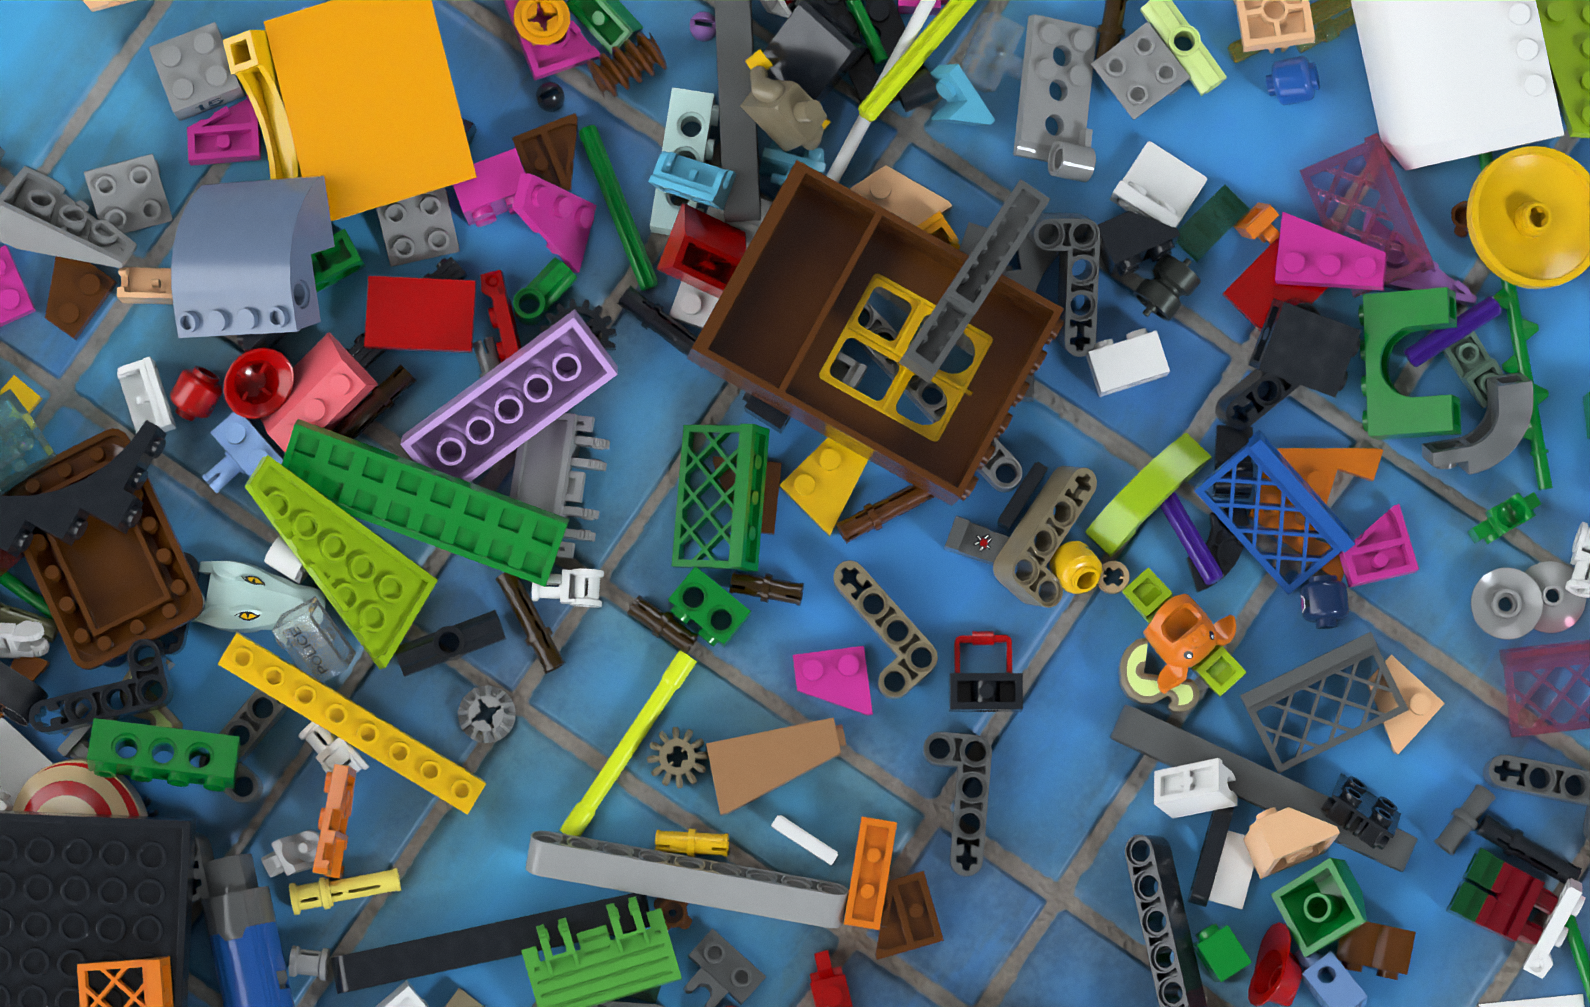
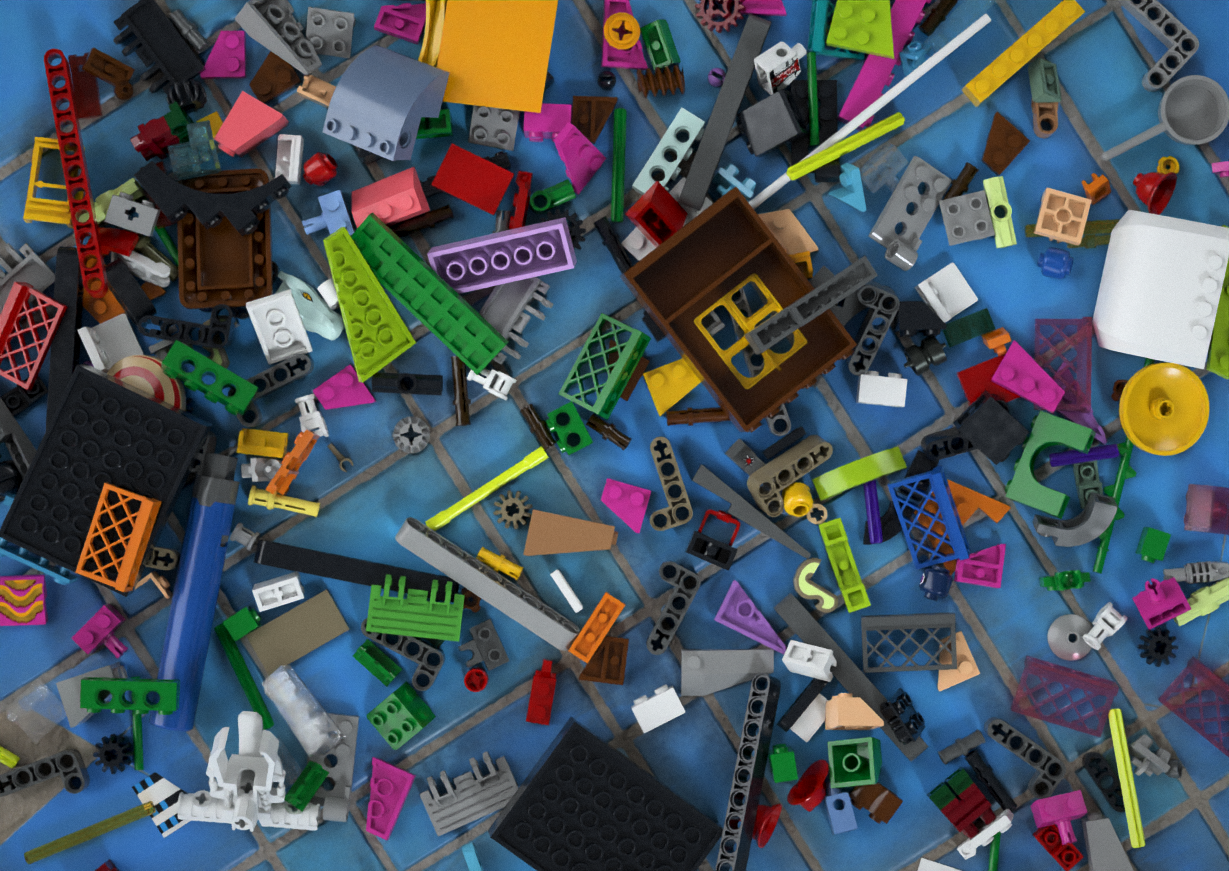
camera: 20 degrees right, 5 degrees up
(69, 374) = (248, 126): none -> coral slope
(212, 625) = (279, 326): none -> white tile
(258, 383) = (358, 180): red hat -> none
(278, 818) = (262, 443): none -> yellow hinge
(313, 640) = (326, 348): clear brick -> none
(352, 722) = (328, 406): yellow brick -> none
(371, 686) = (343, 390): none -> dark pink wing
(397, 790) = (340, 457): none -> dark tan hand
(692, 180) = (669, 169): medium azure hinge -> none
(783, 108) = (742, 149): dark tan torso -> none
(1008, 952) = (658, 708): none -> white brick
(1011, 617) = (744, 511): none -> dark grey slope
(1069, 767) = (743, 616): none -> medium lavender wing
(1070, 859) = (717, 669): none -> light grey wedge
(1184, 637) = (843, 569): orange piece -> none
(1524, 598) = (1053, 637): light grey dish -> none

